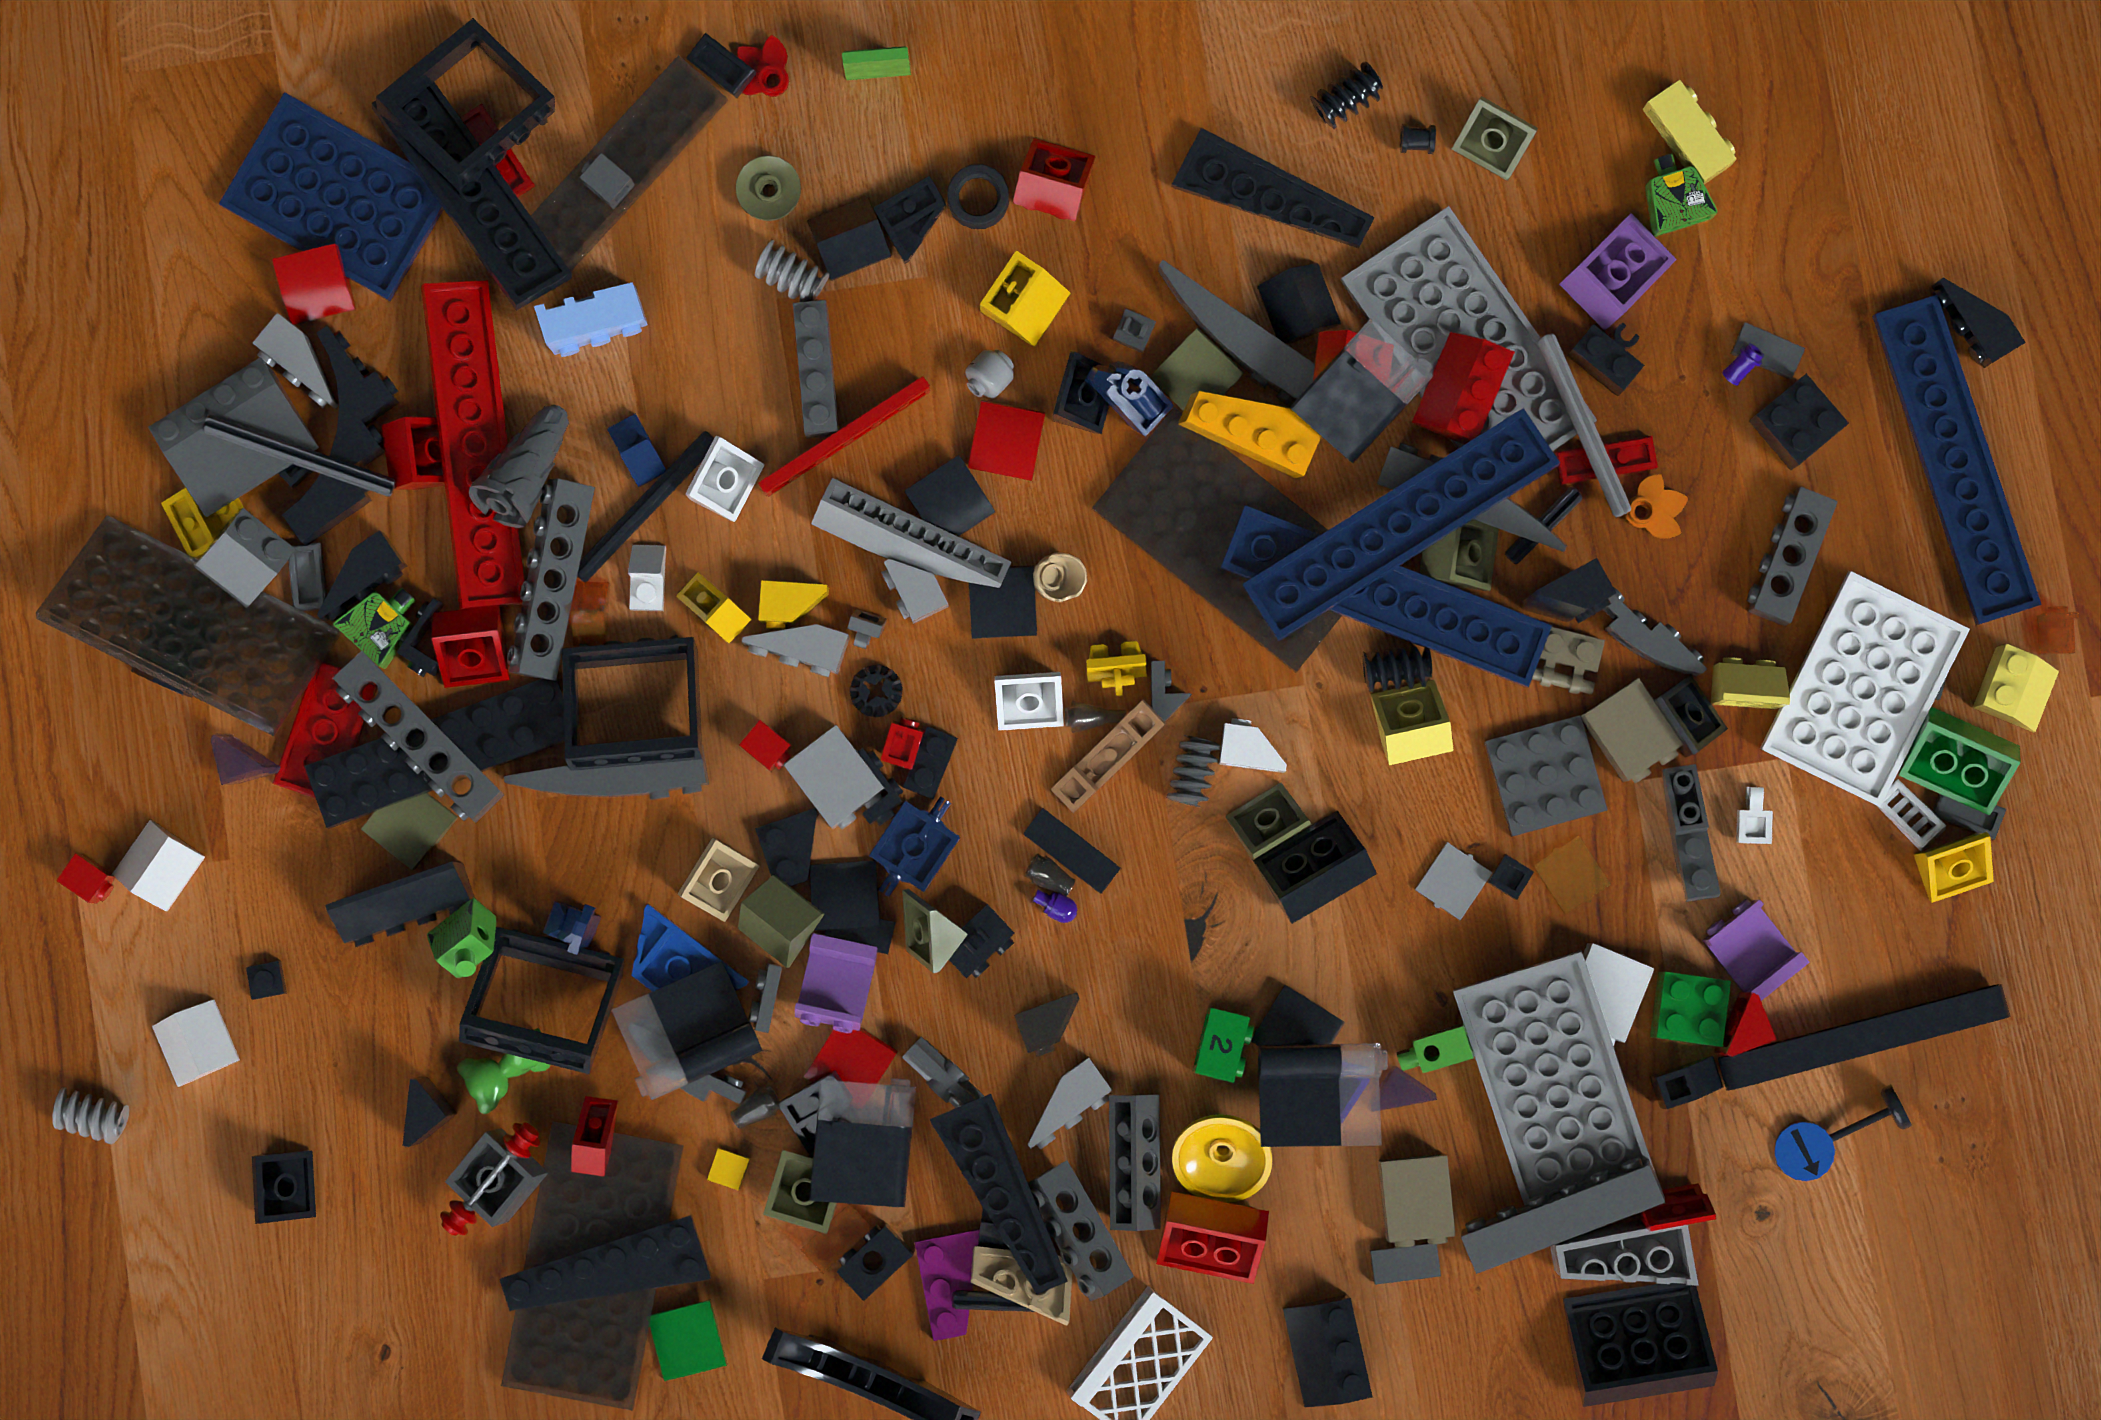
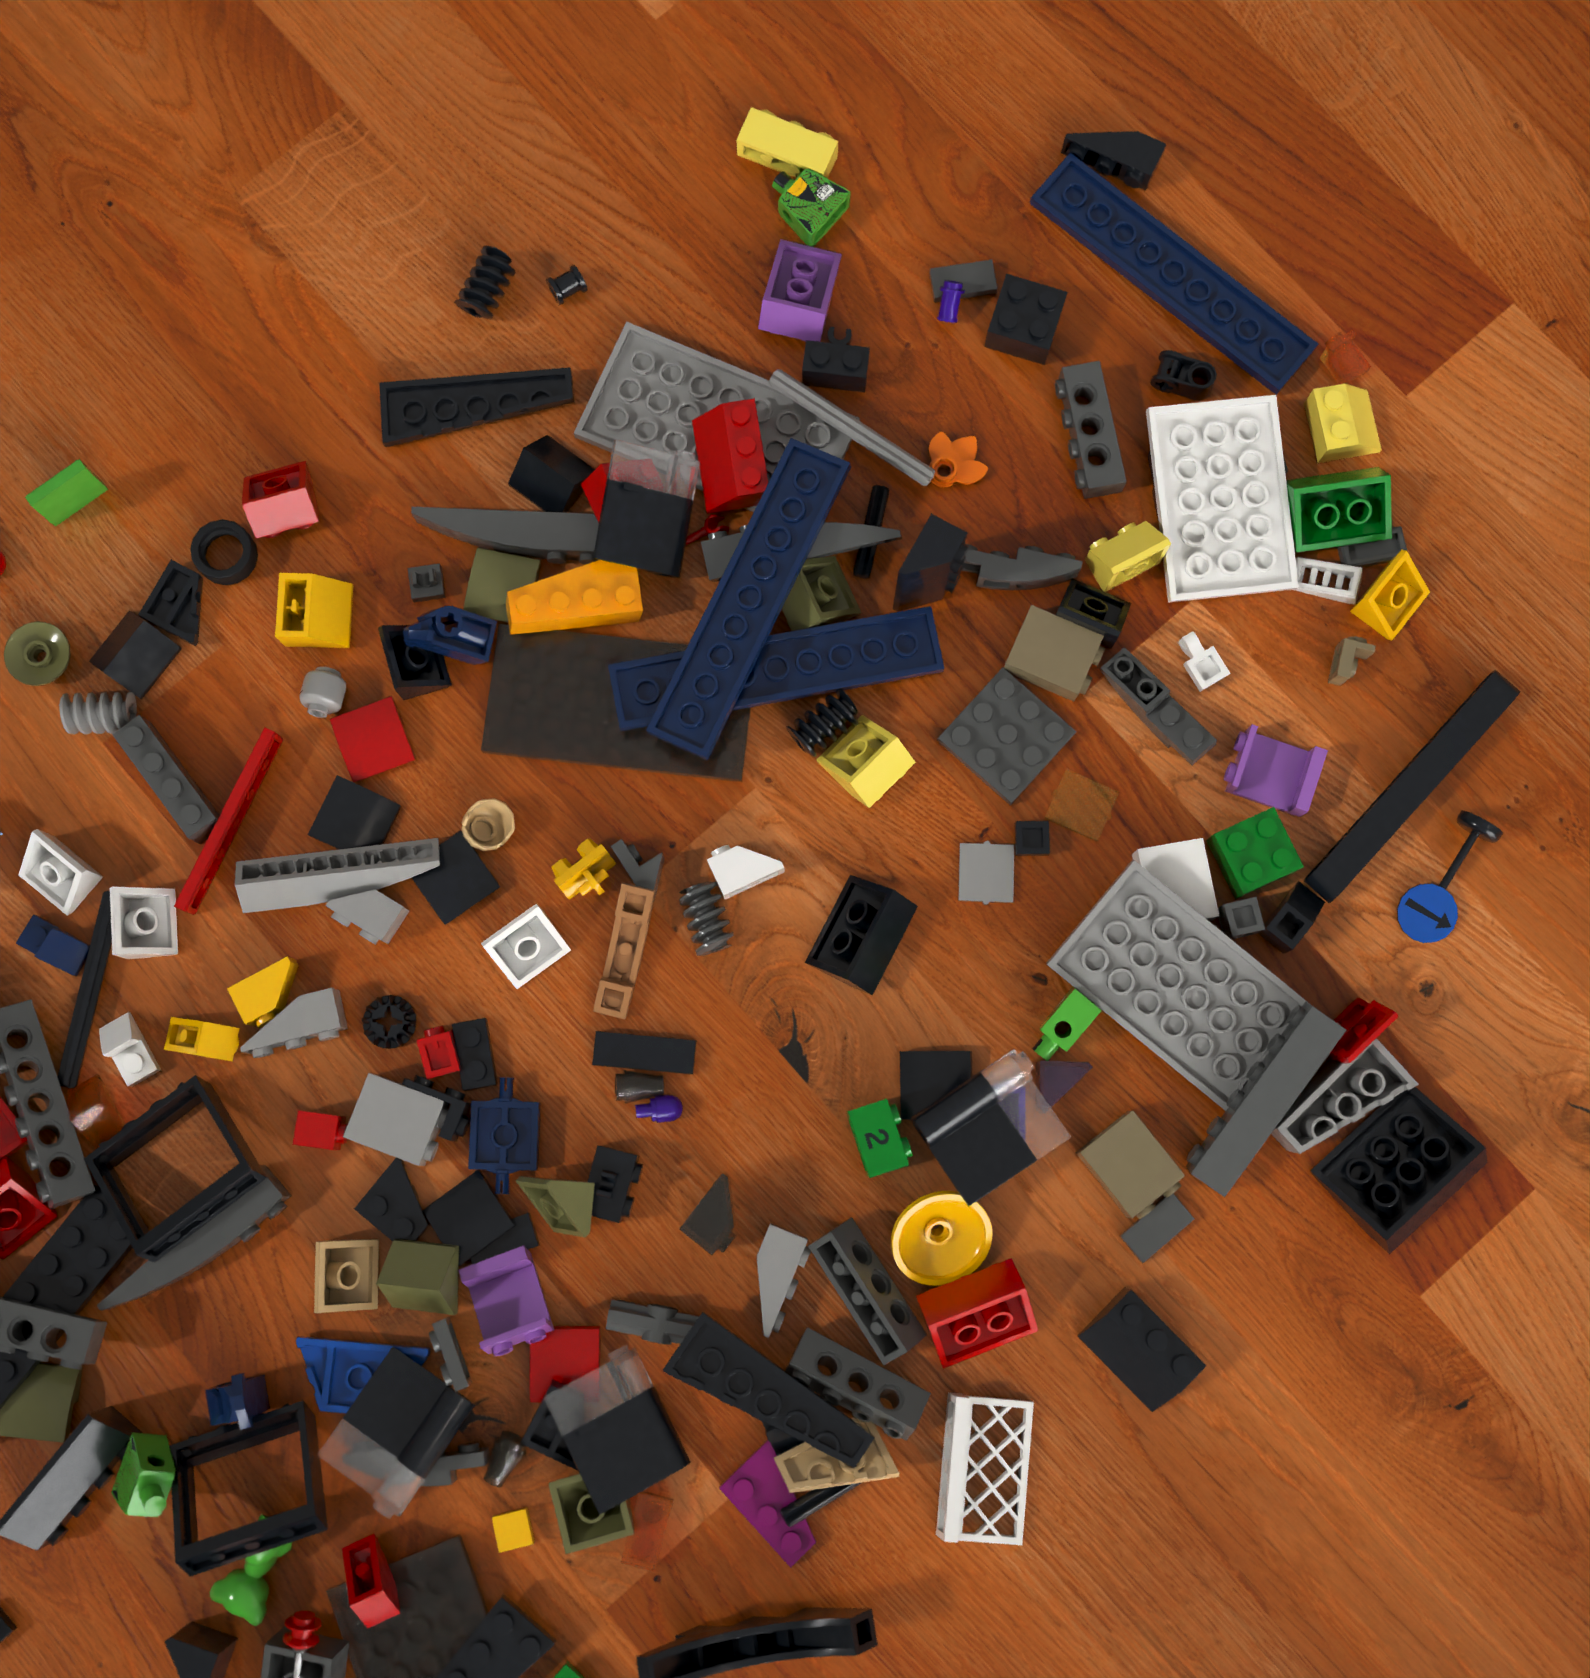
camera: 30 degrees left, 5 degrees down
(675, 390) = (57, 872): none -> white slope
(865, 1279) = (688, 1551): black brick -> none
(866, 626) = (346, 971): dark grey tile -> none
(1086, 716) = (585, 929): clear smoke cone -> none
(1267, 820) = (796, 920): olive slope -> none
(1405, 435) = (708, 528): none -> red hand
(1494, 138) = (629, 244): olive slope -> none
(1573, 651) = (960, 619): dark tan plate -> none
(1626, 457) = (905, 432): red tile -> none
(1641, 1056) = (1241, 918): none -> dark grey brick
(1746, 1026) = (1311, 835): red slope -> none
(1876, 895) = (1344, 663): none -> dark tan bracket
(1902, 556) = (1181, 376): none -> black piece

